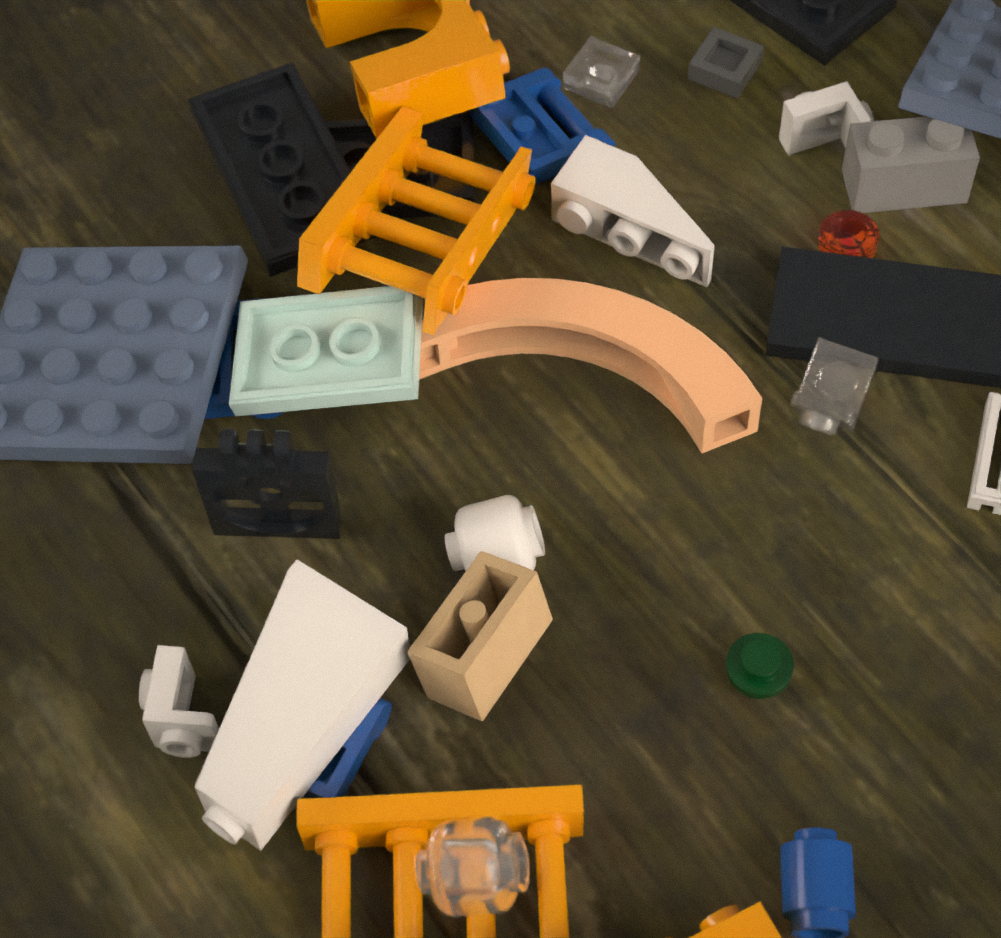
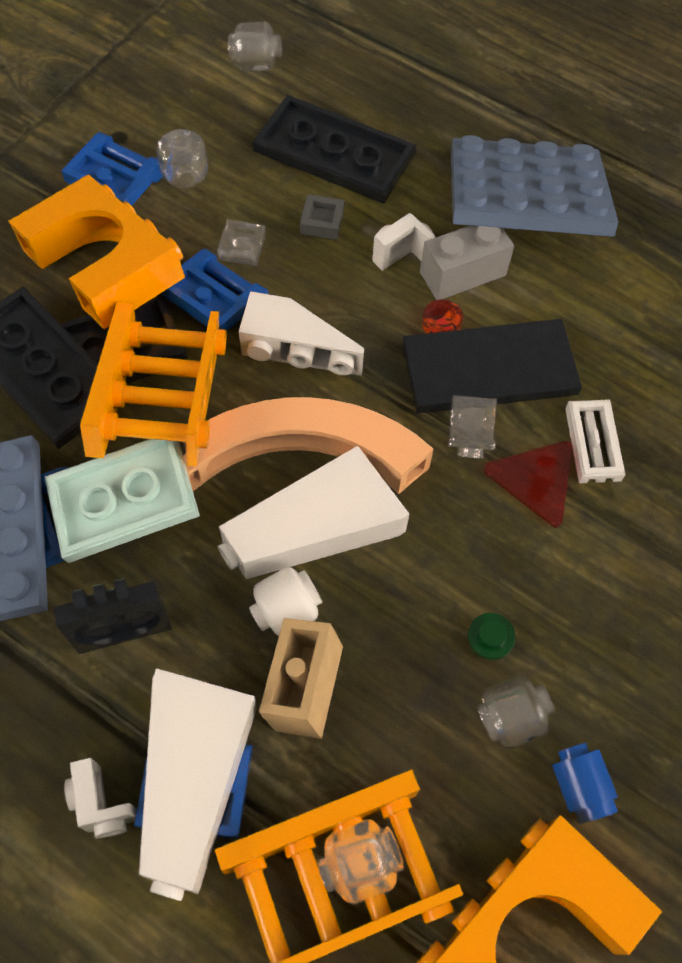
camera: 25 degrees left, 5 degrees up
(573, 448) = (315, 518): none -> white slope
(753, 765) = (515, 711): none -> clear head
(905, 485) = (536, 479): none -> clear red piece

